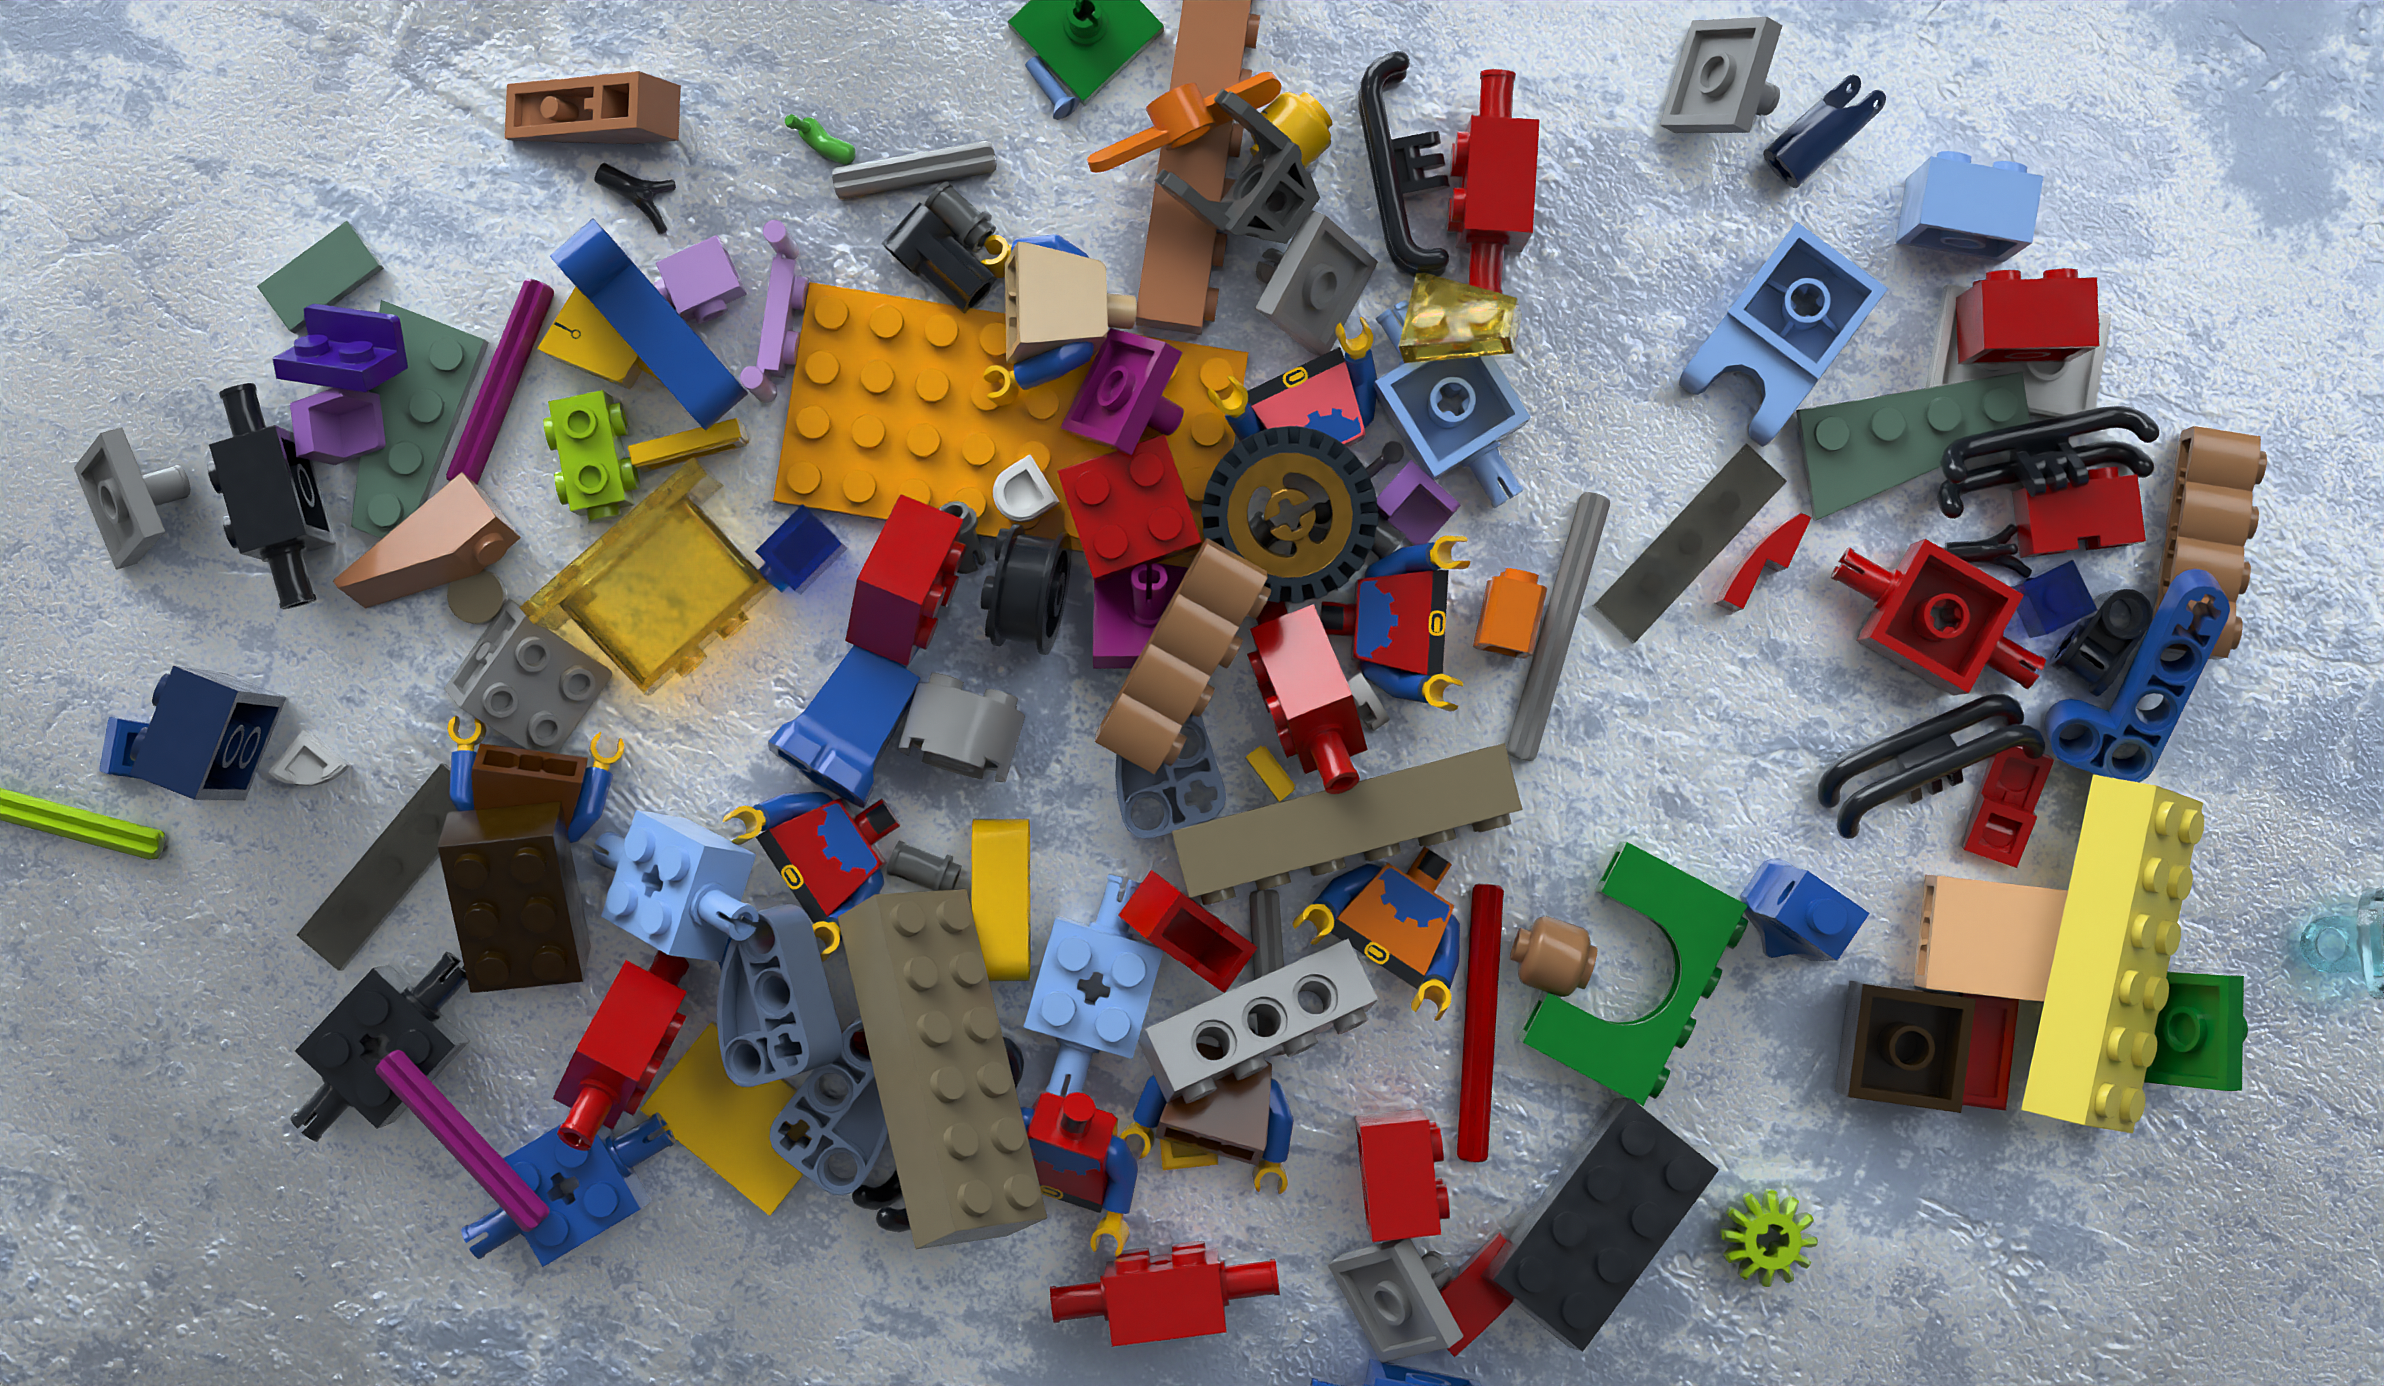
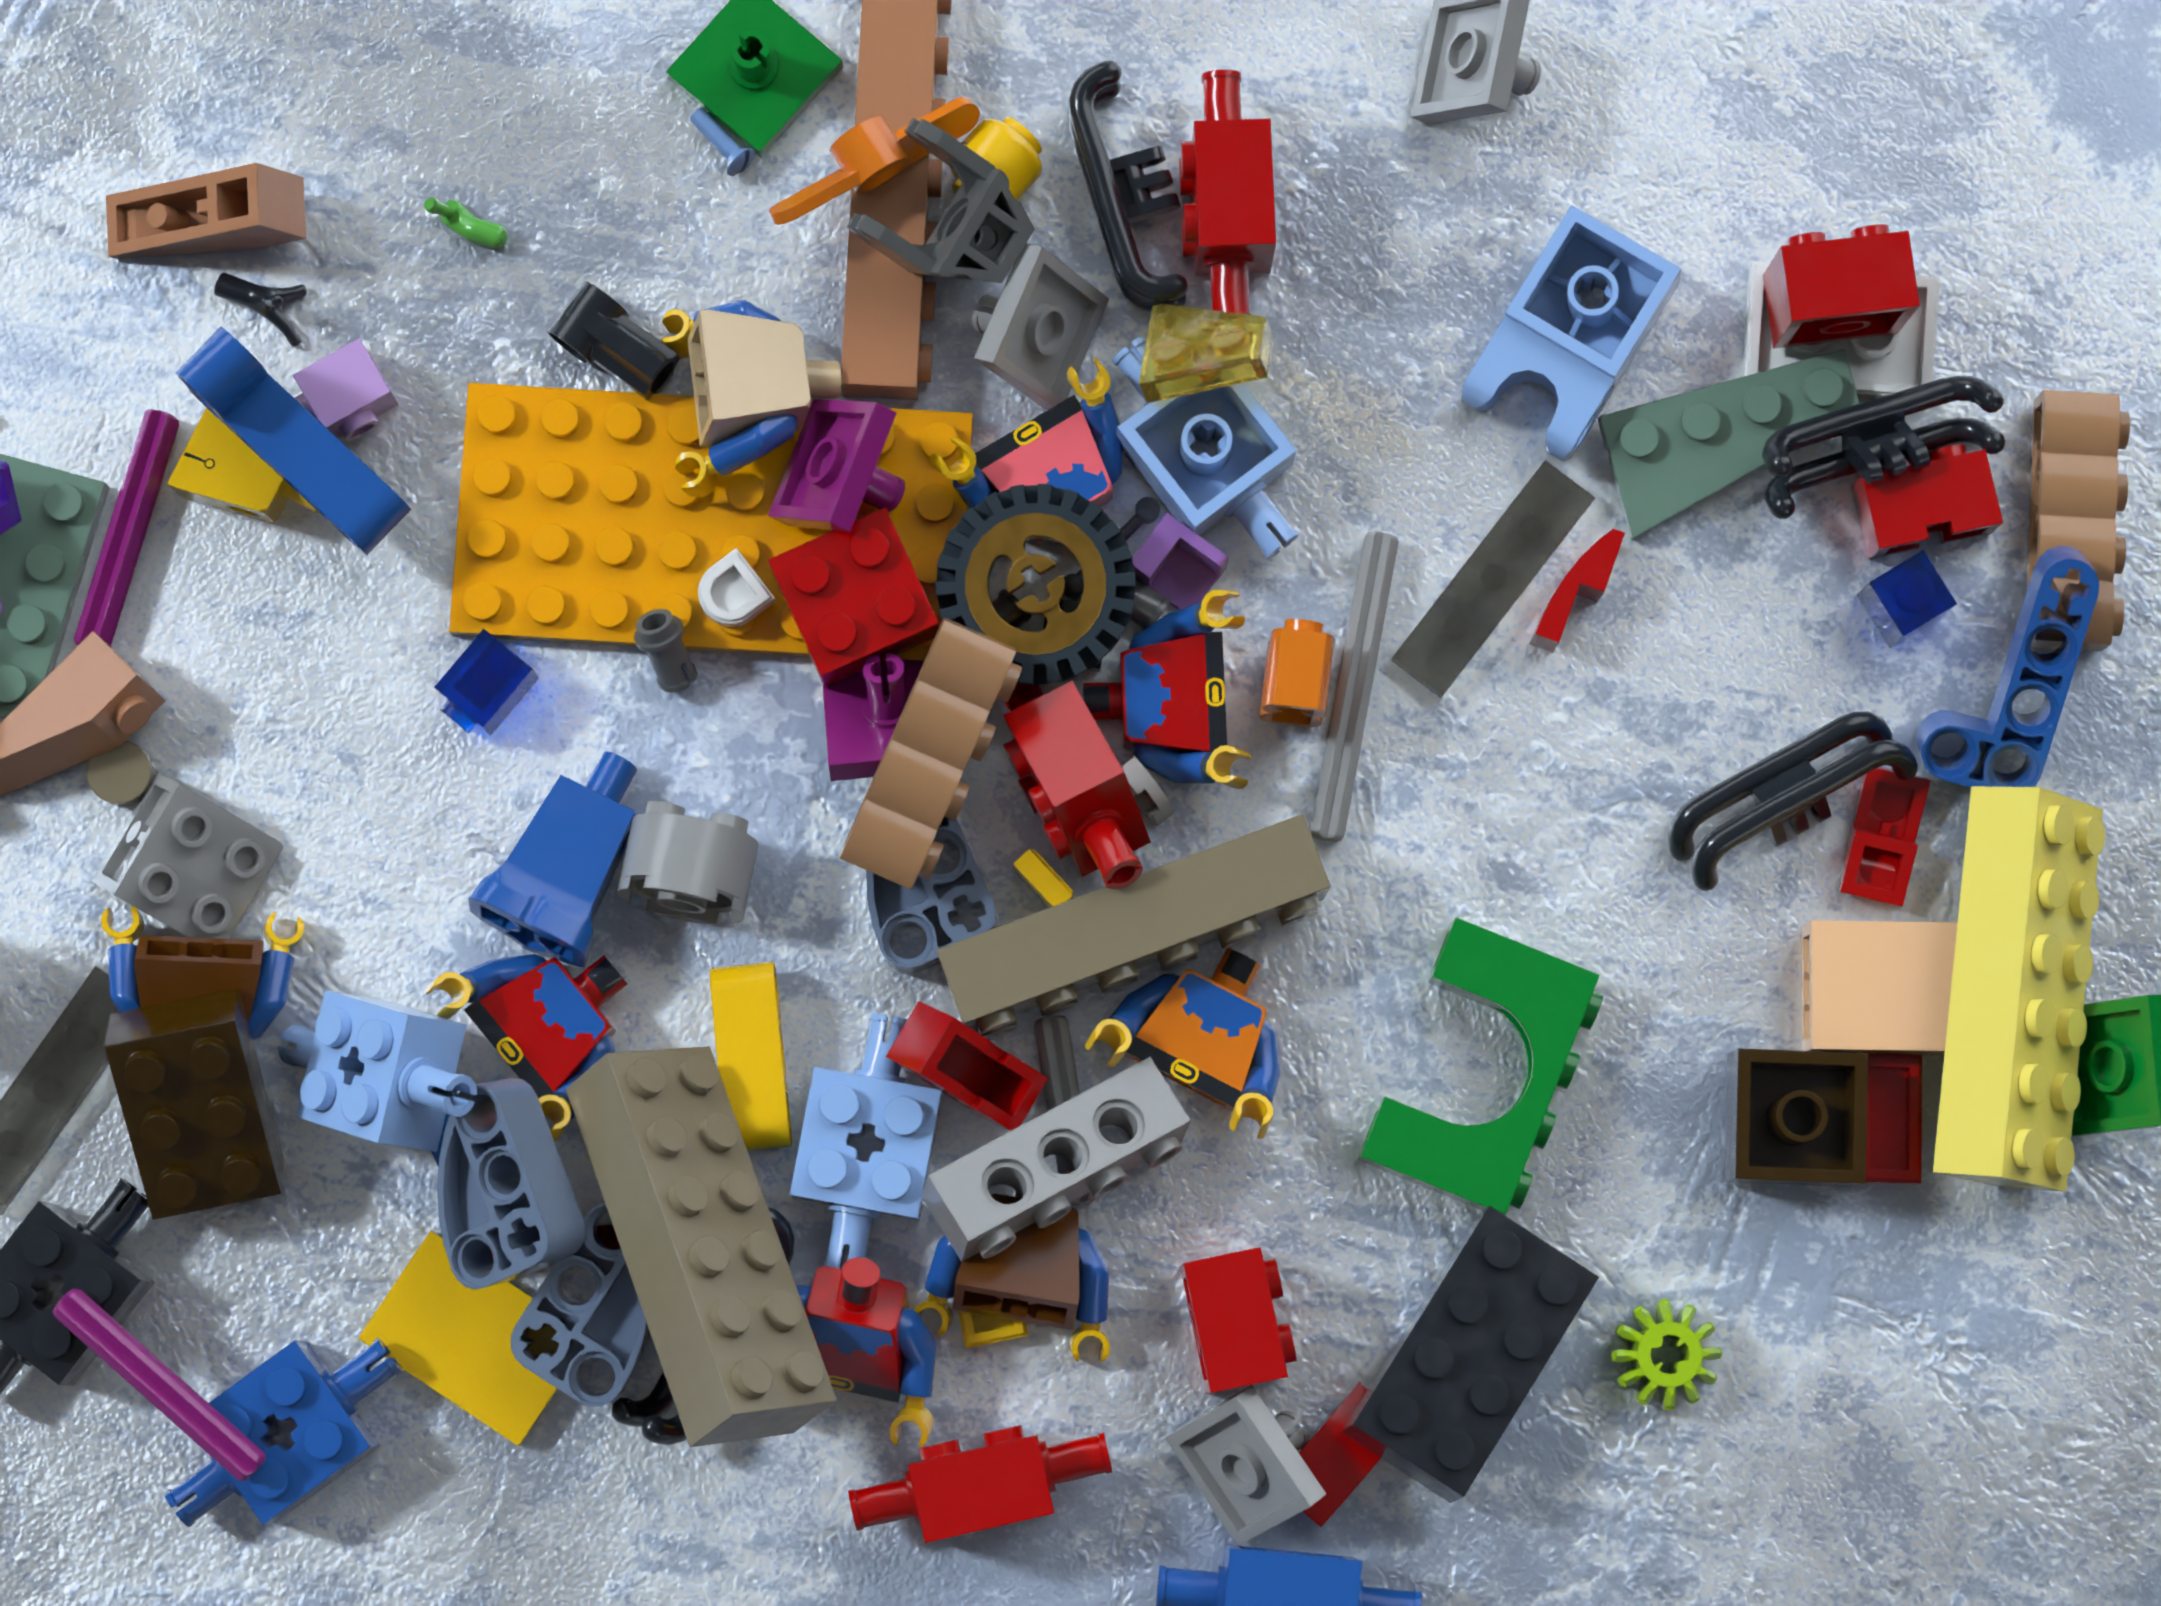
camera: 10 degrees left, 5 degrees down
(594, 471) = (243, 617): lime brick -> none
(622, 1048) = (333, 1261): red brick -> none
(657, 584) = (326, 735): clear yellow windscreen -> none
(688, 444) = (347, 578): yellow tile -> none
(785, 294) = (442, 399): lavender plate -> none
(906, 581) = (609, 702): red brick -> none
(914, 170) = (575, 246): light grey axle -> none
(923, 868) = (657, 1029): dark grey pin -> none
(960, 216) = (636, 295): dark grey pin -> none
(1028, 588) = (747, 698): black wheel -> none
(1480, 1022) = (1312, 1143): red axle -> none
(1554, 956) = (1387, 1057): medium nougat head -> none
(1809, 923) = (1662, 980): blue piece -> none
(1821, 132) = (1592, 106): dark blue piece -> none
(1970, 207) = (1764, 172): light blue brick -> none
(1973, 606) = (1821, 627): red brick -> none
(1991, 551) = (1834, 553): black bar -> none
(2102, 642) = (1966, 649): black piece -> none

